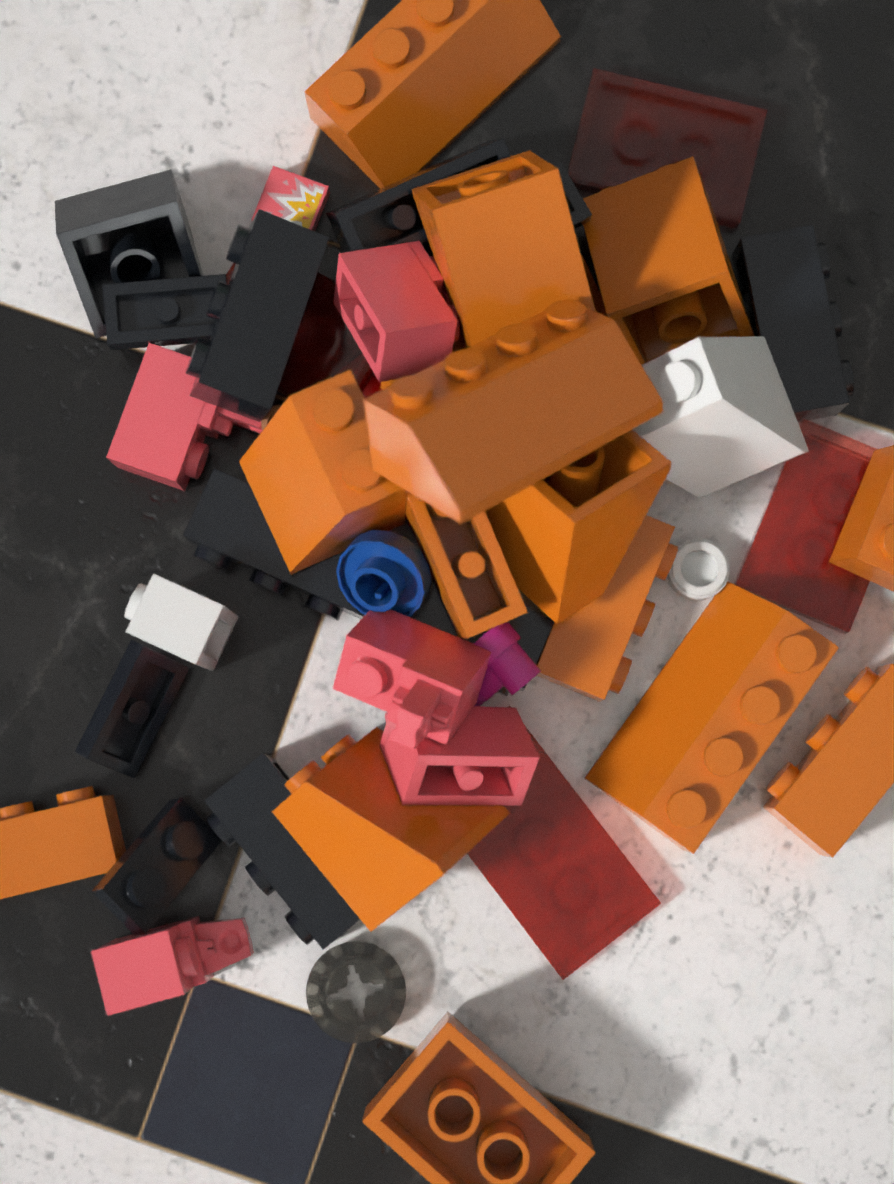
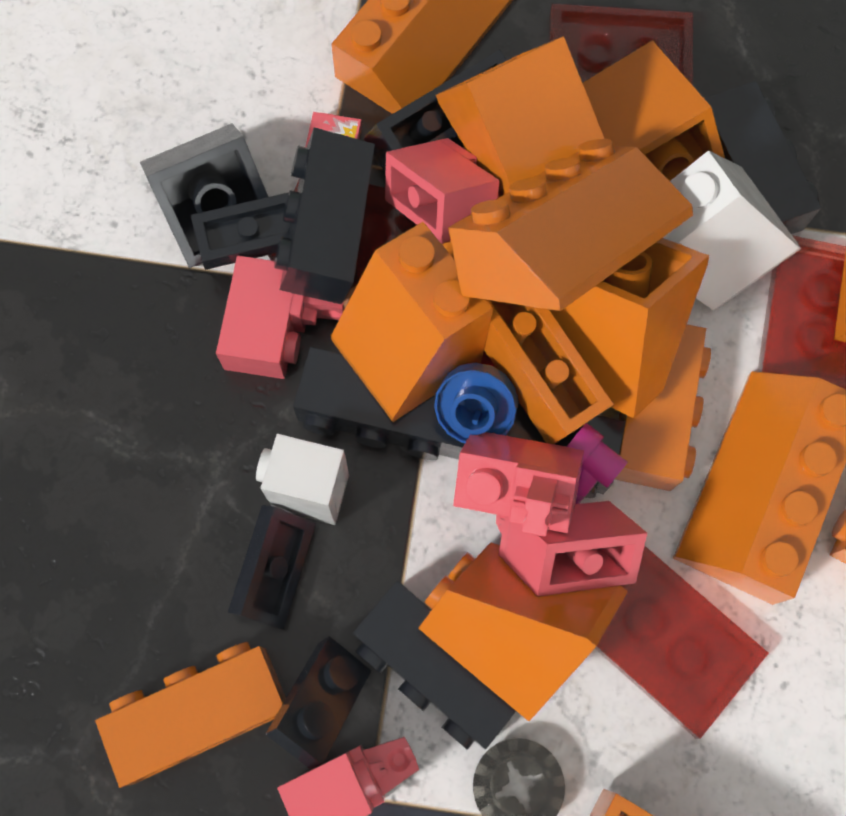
camera: 15 degrees left, 10 degrees down
(699, 569) = (729, 367): white tile -> none

